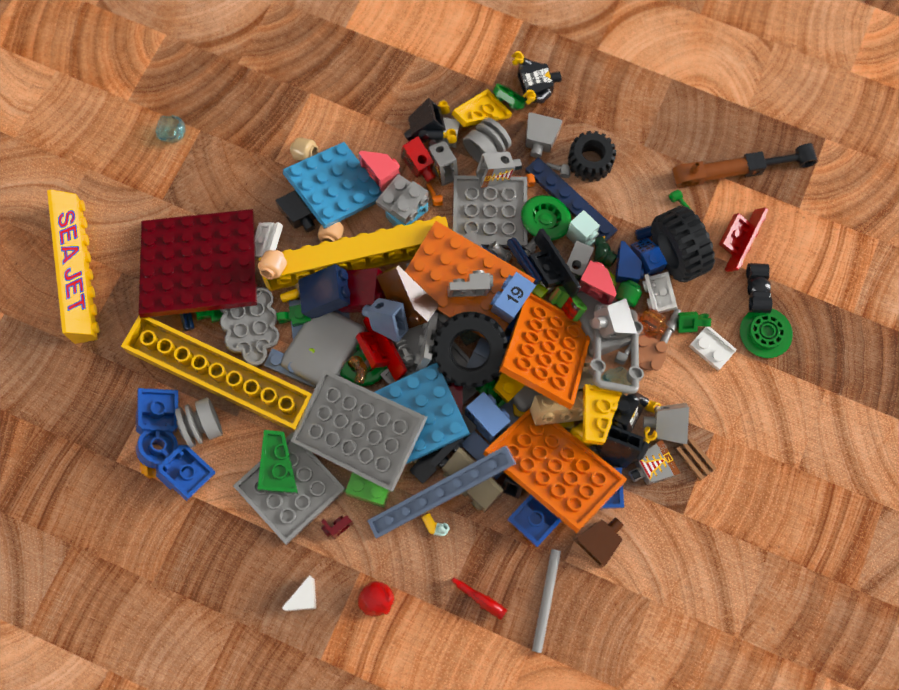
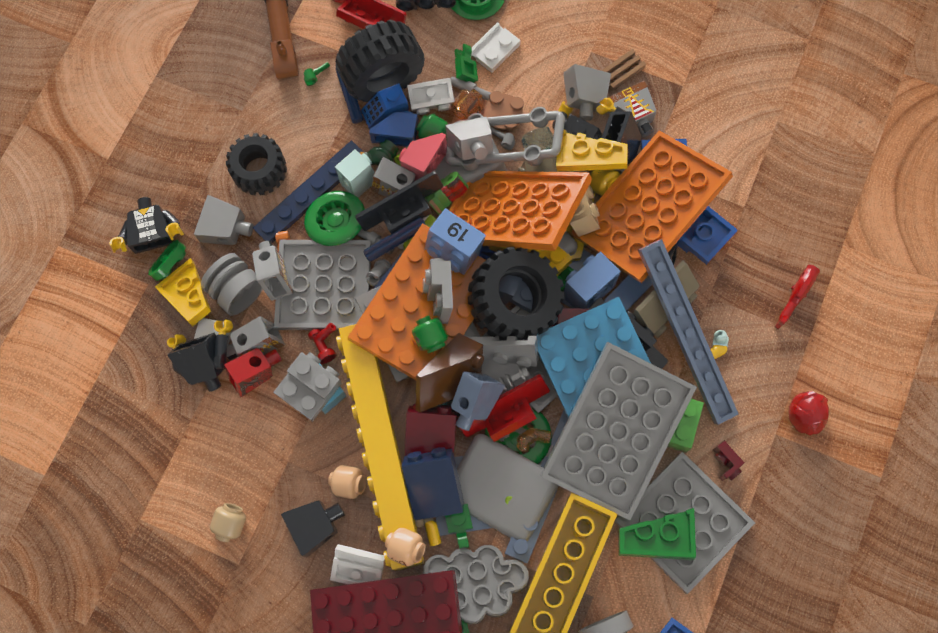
camera: 85 degrees left, 0 degrees up
(303, 598) = (818, 499): white slope -> none
(333, 184) = (281, 479): dark azure plate -> none
(379, 167) = (264, 418): coral slope -> none
(435, 279) = (429, 334): none -> green head
(437, 200) = (303, 346): orange hand -> none
(447, 209) = (318, 336): none -> red piece
(546, 601) = (791, 226): light grey piece -> none
(564, 169) = (270, 197): light grey hand -> none
(601, 540) = (727, 158): reddish brown torso -> none

